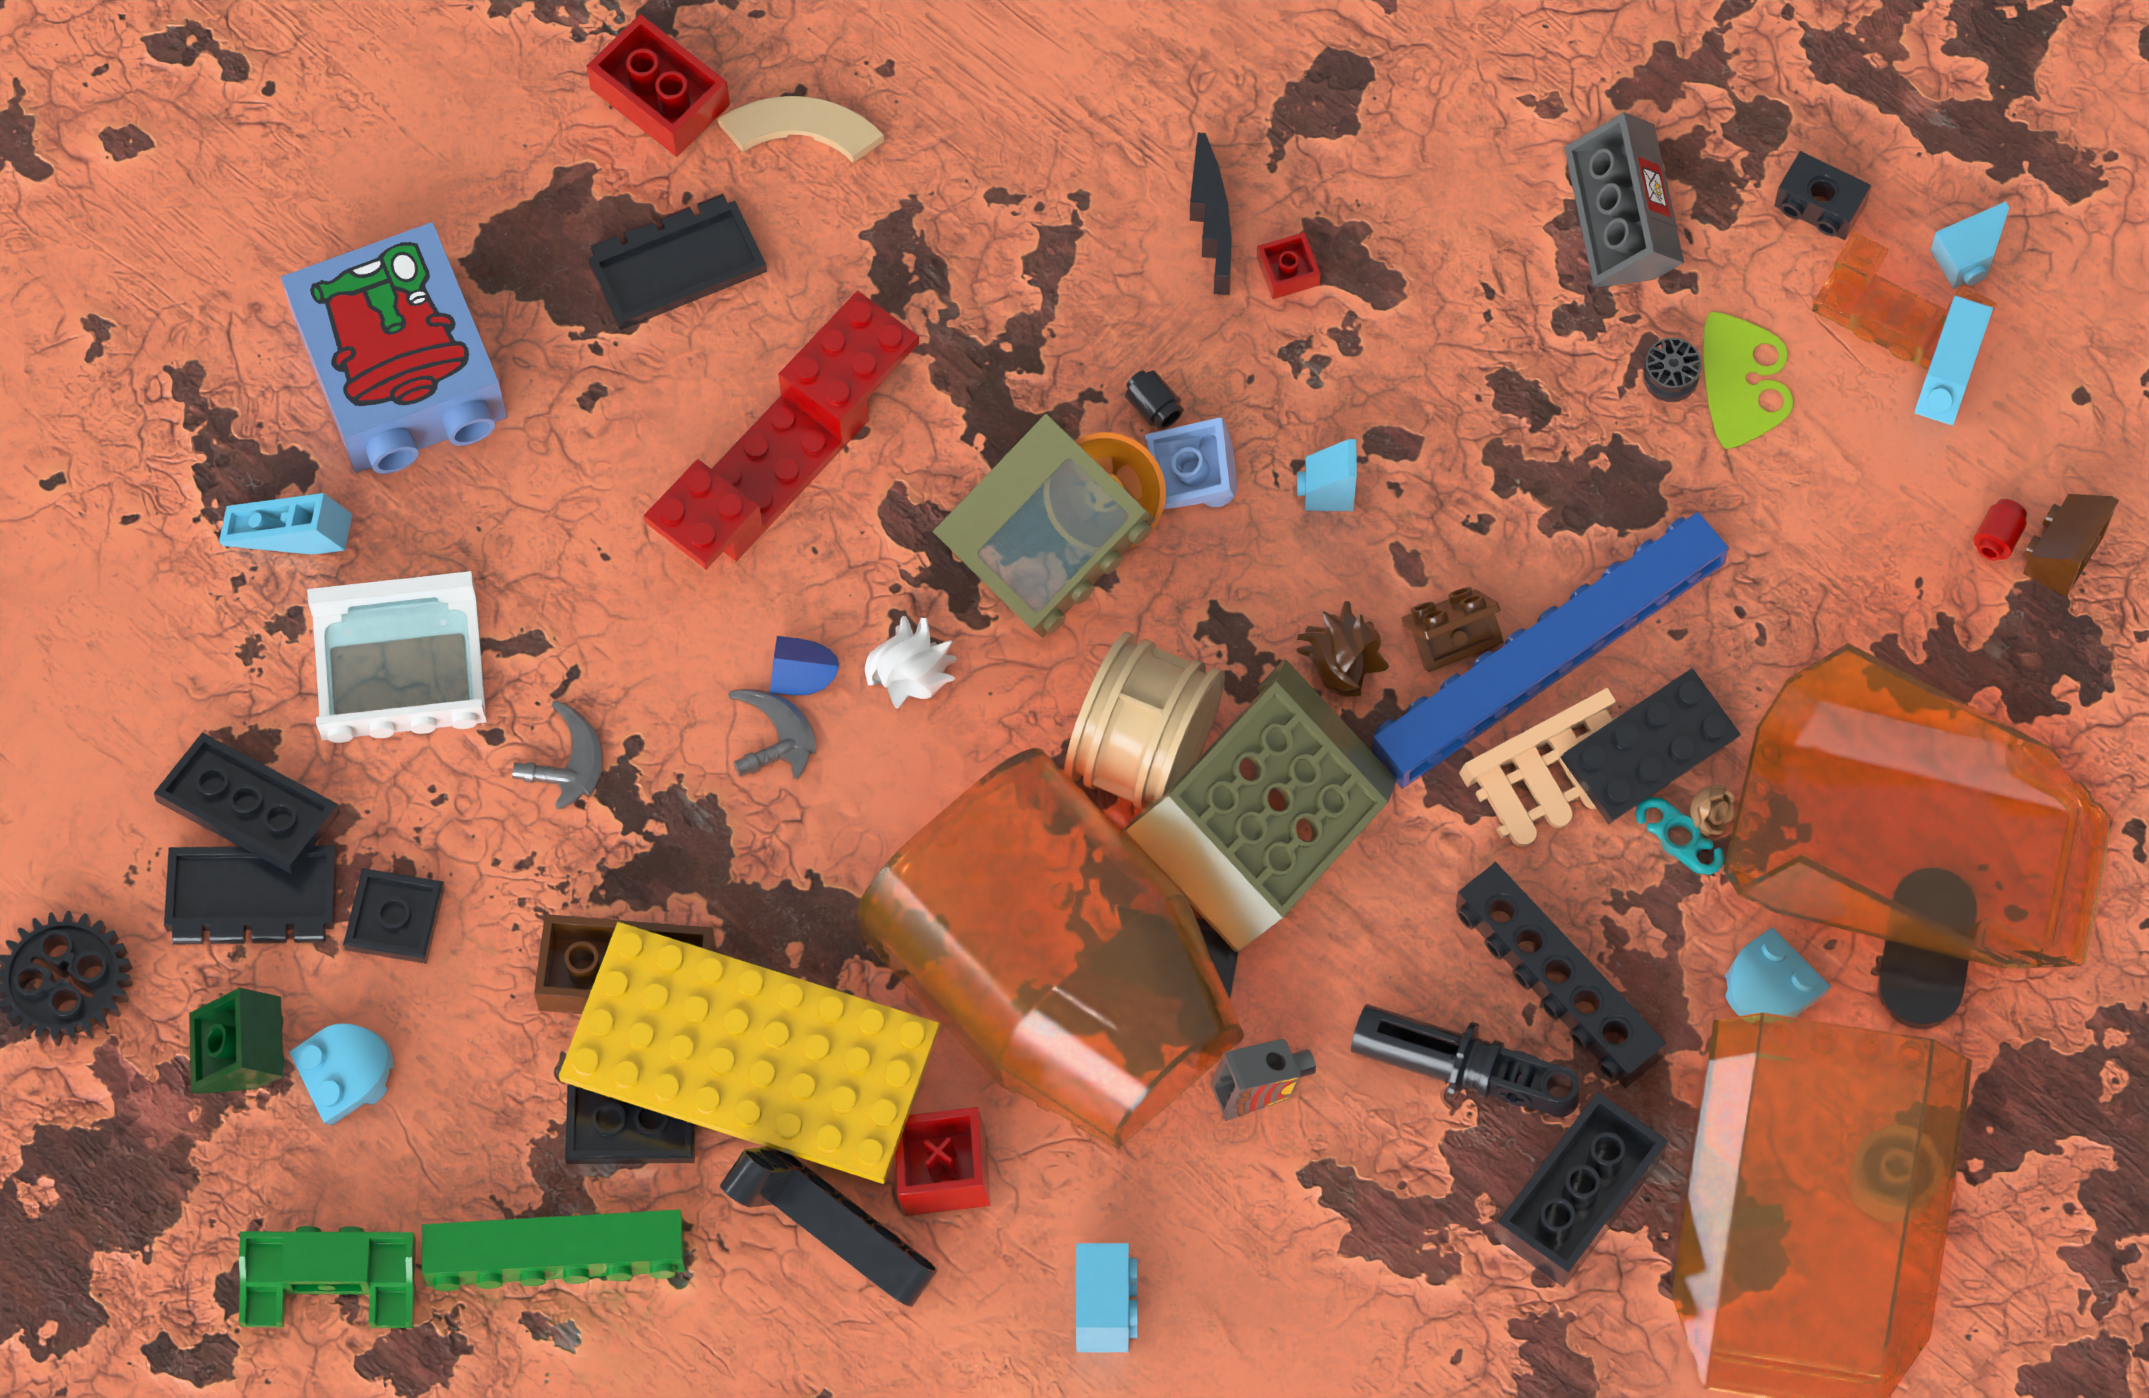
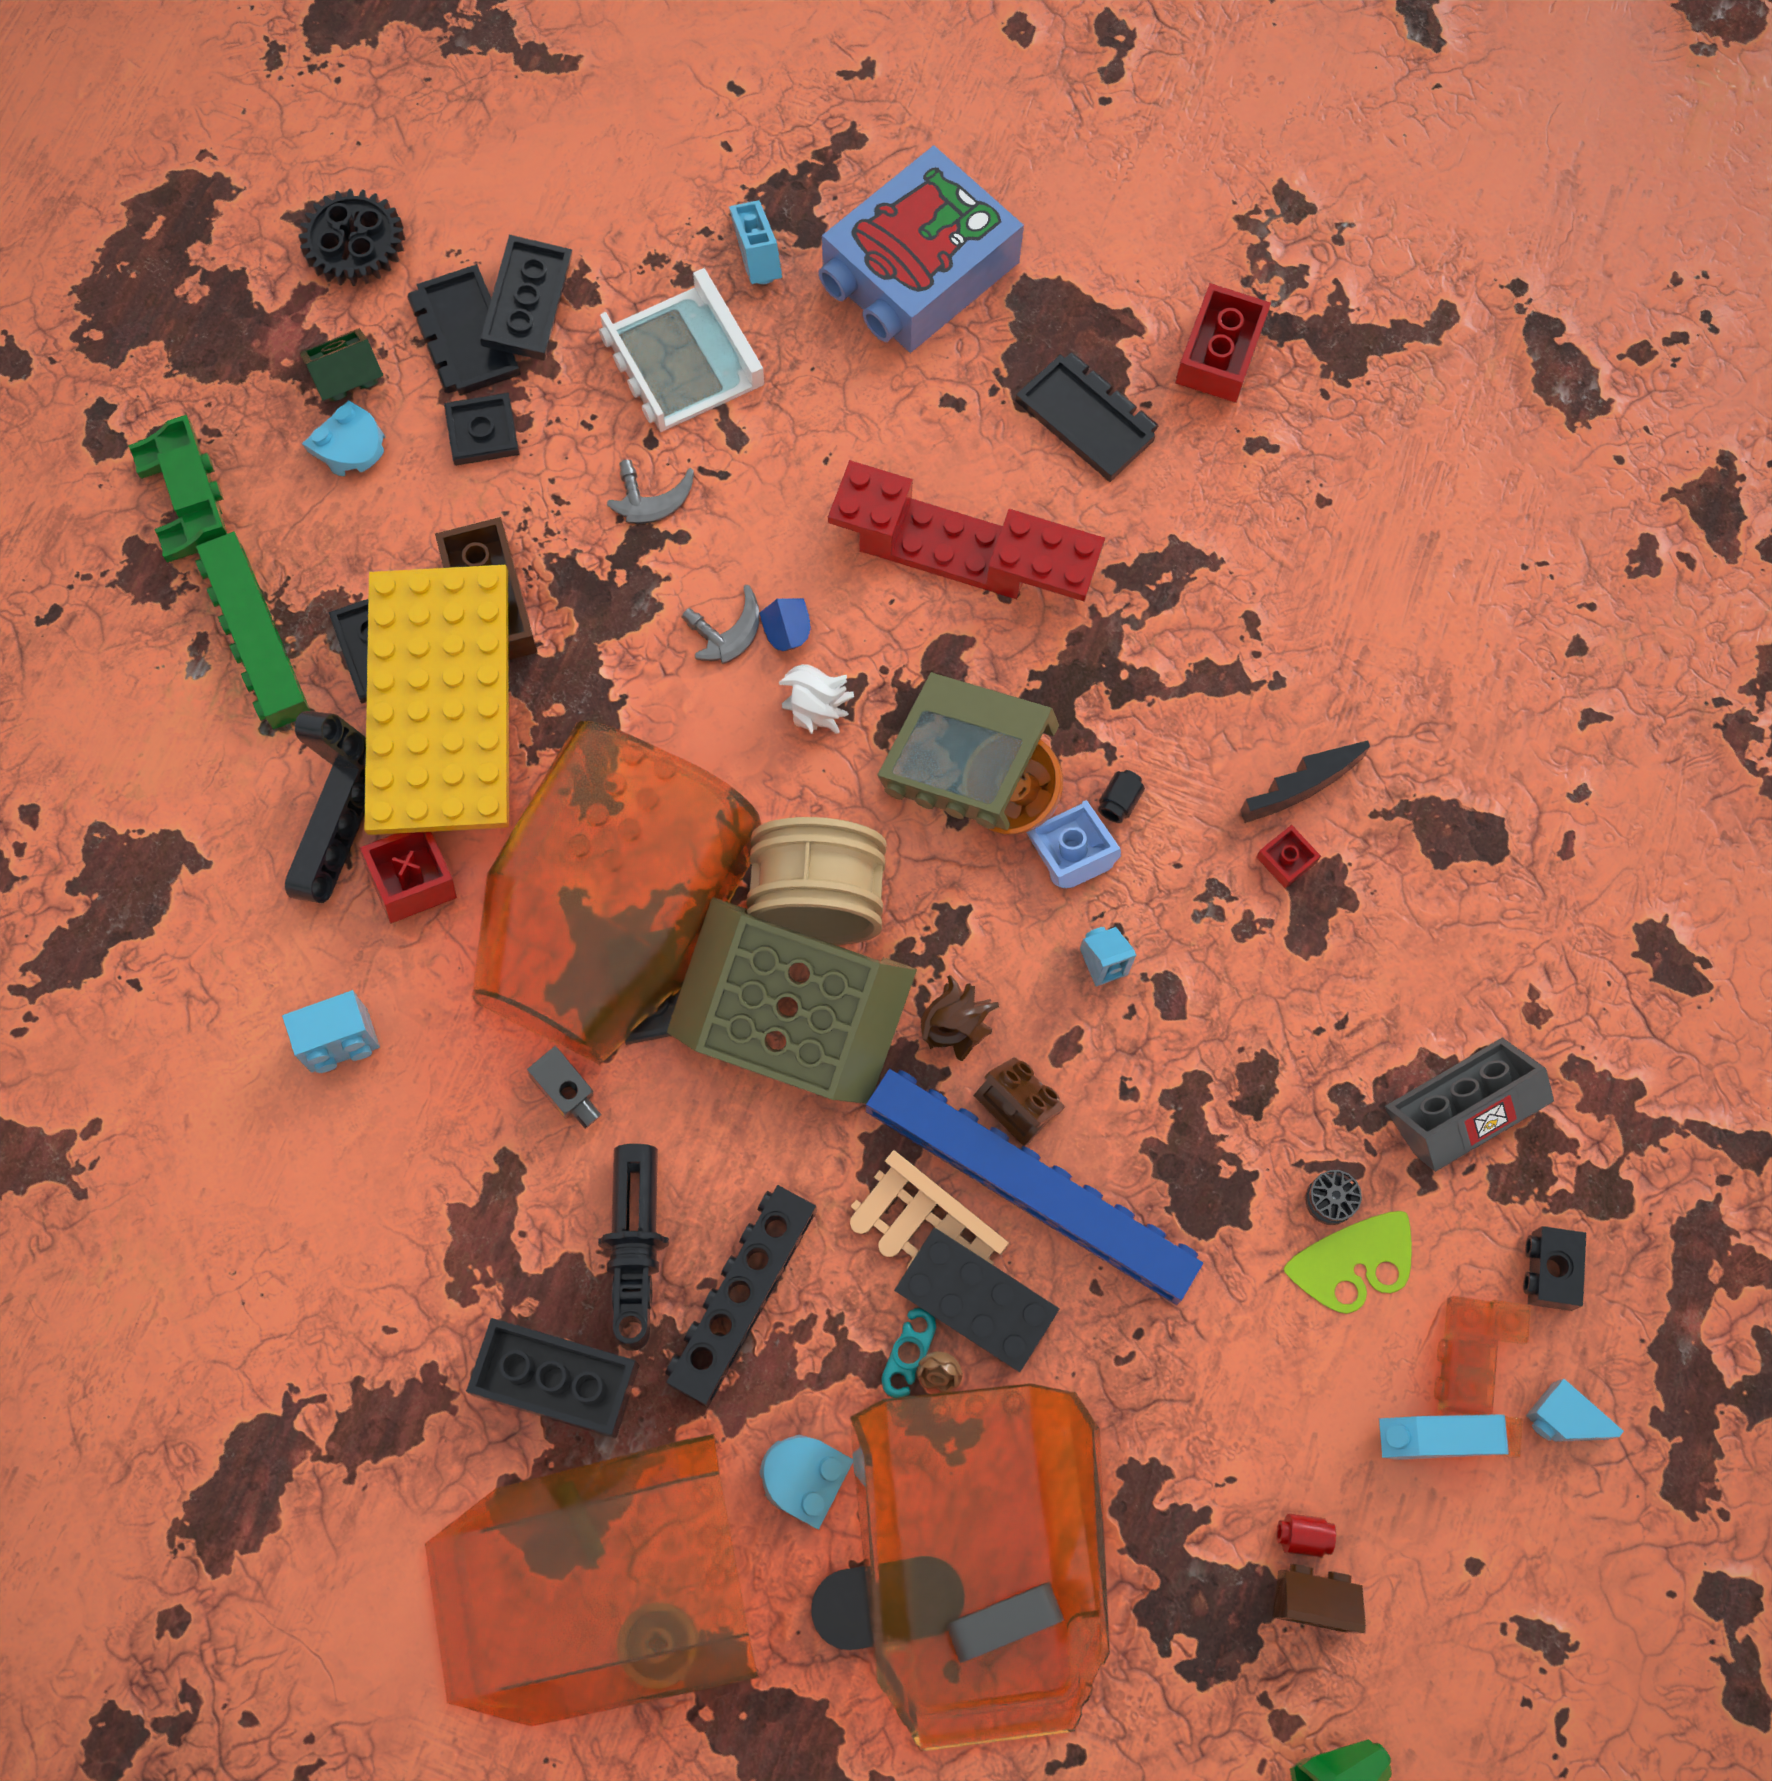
camera: 65 degrees right, 5 degrees up
(801, 116) = (1249, 455): tan tile -> none
(1988, 835) = (1004, 1622): none -> dark grey beam

